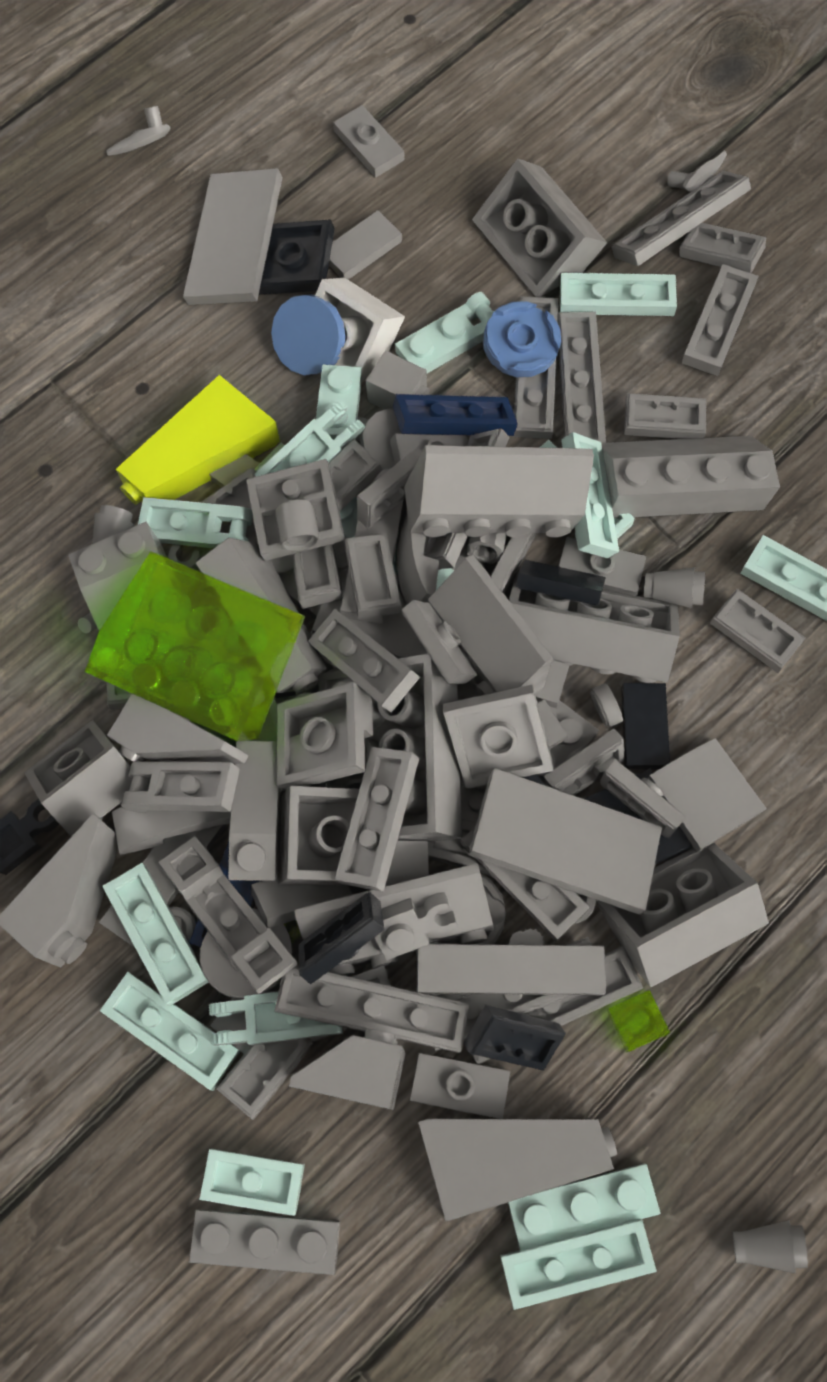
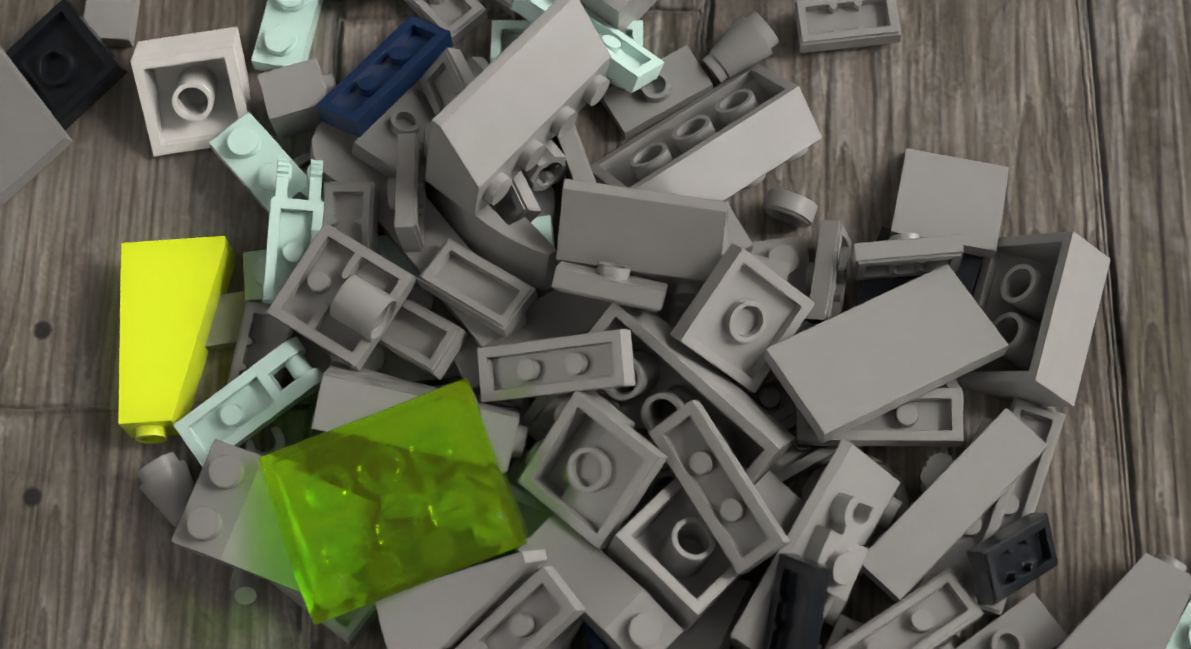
camera: 40 degrees left, 0 degrees up
(307, 334) = (163, 127): medium blue tile -> none
(560, 582) = (641, 137): black tile -> none
(638, 1021) = (1088, 446): clear neon green tile -> none
(645, 725) = (839, 193): black tile -> none

